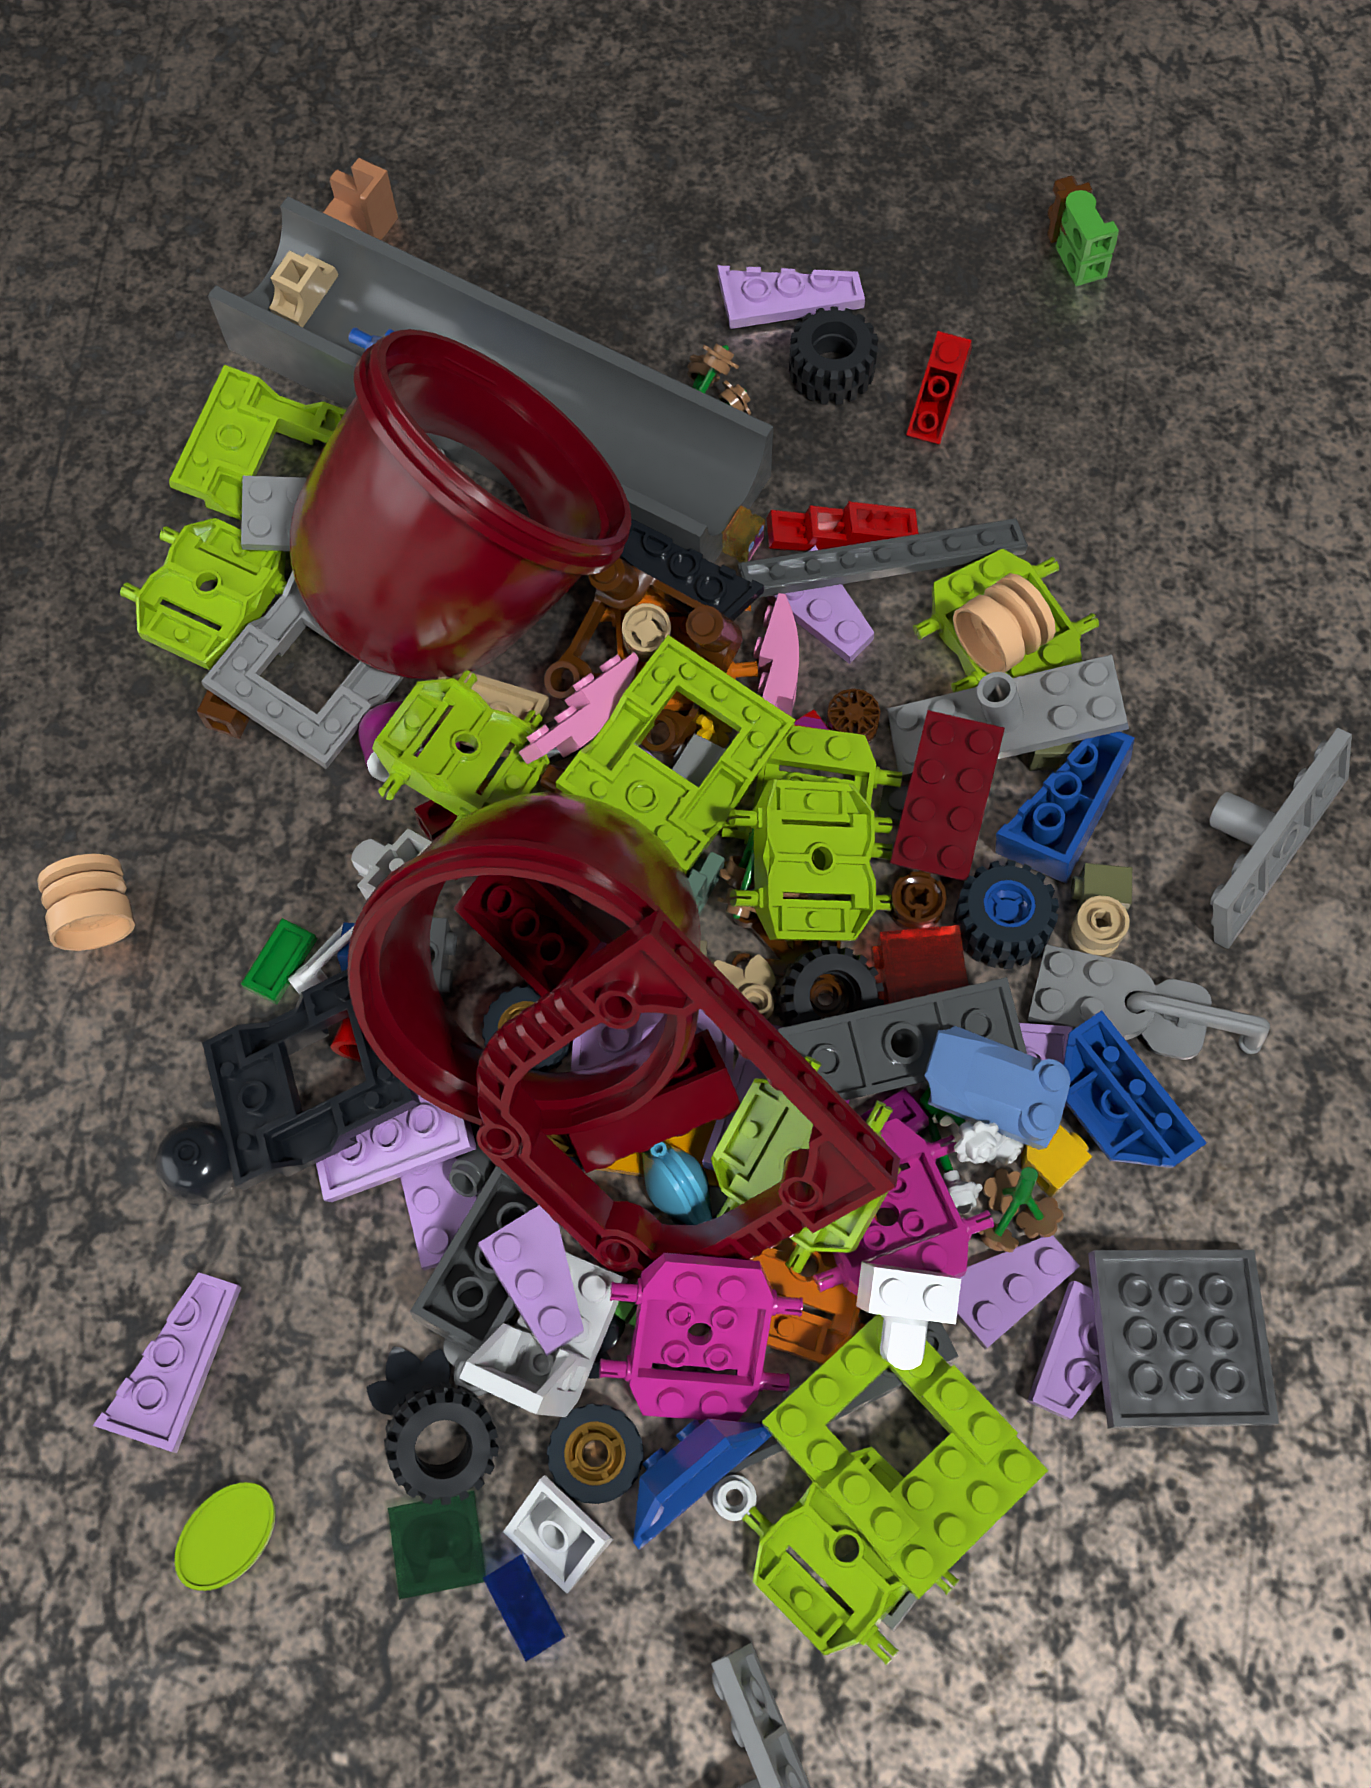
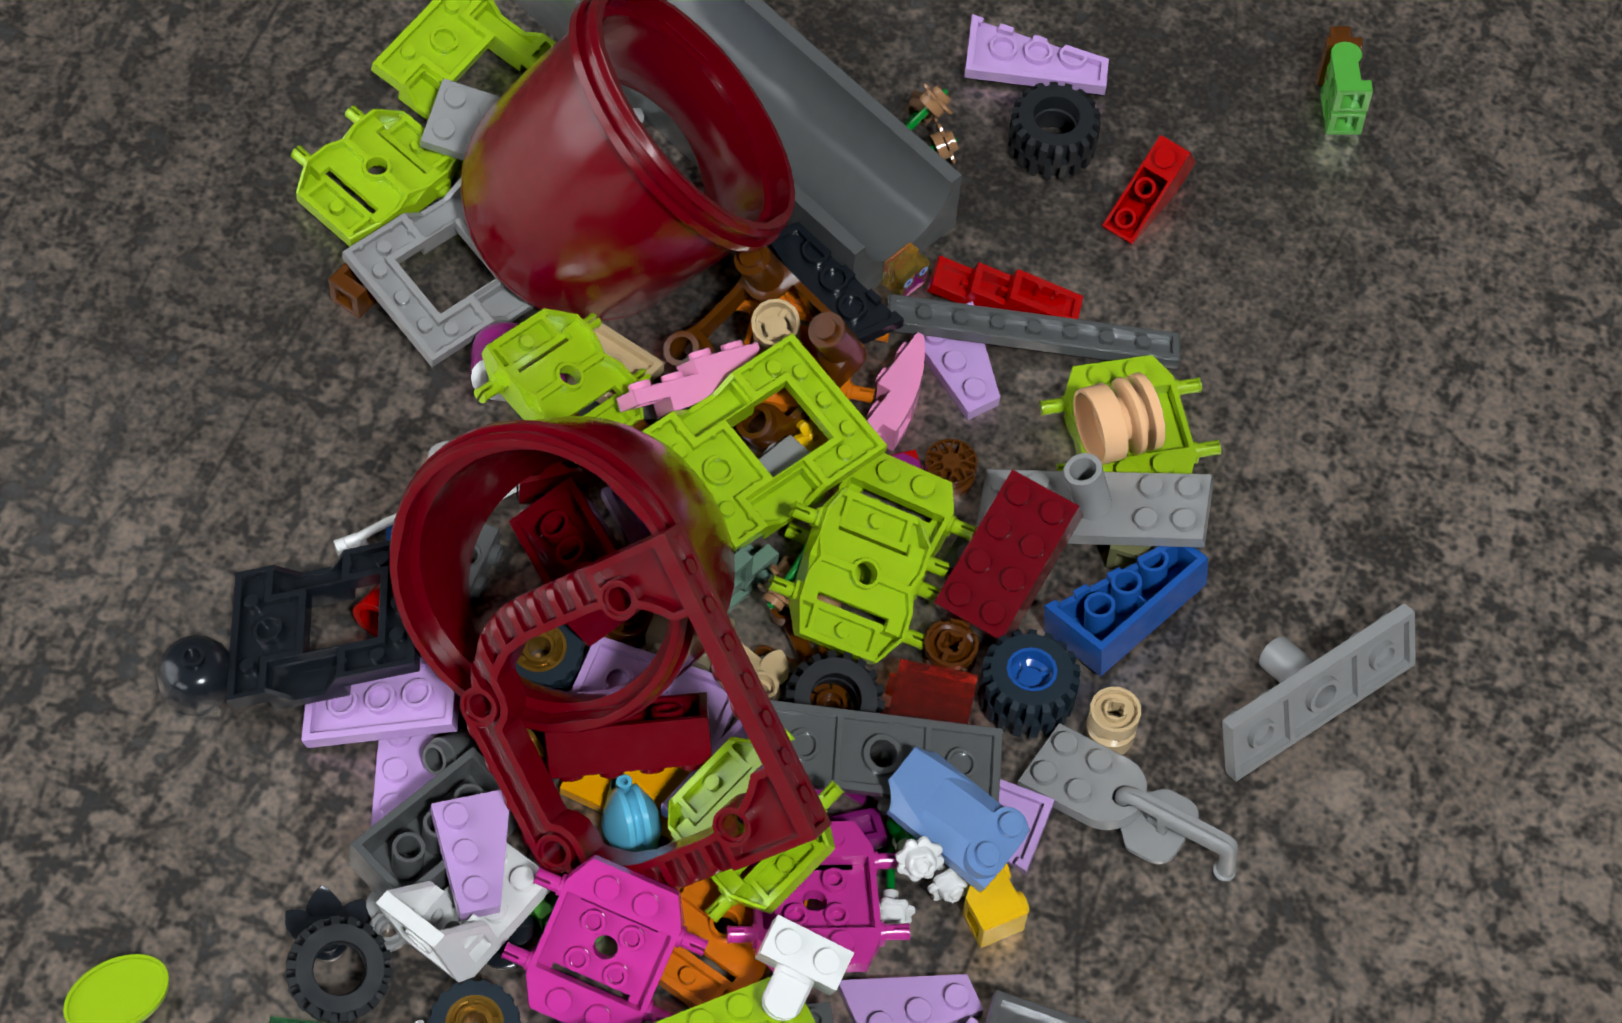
camera: 10 degrees right, 10 degrees down
(85, 902) = (170, 416): light nougat wheel -> none
(167, 1382) = (108, 851): lavender wing -> none
(278, 961) = (333, 520): green tile -> none
(1006, 1194) = (937, 928): medium nougat plant -> none
(1103, 881) = (1140, 681): olive brick -> none
(1123, 1101) = (1074, 871): blue wedge -> none

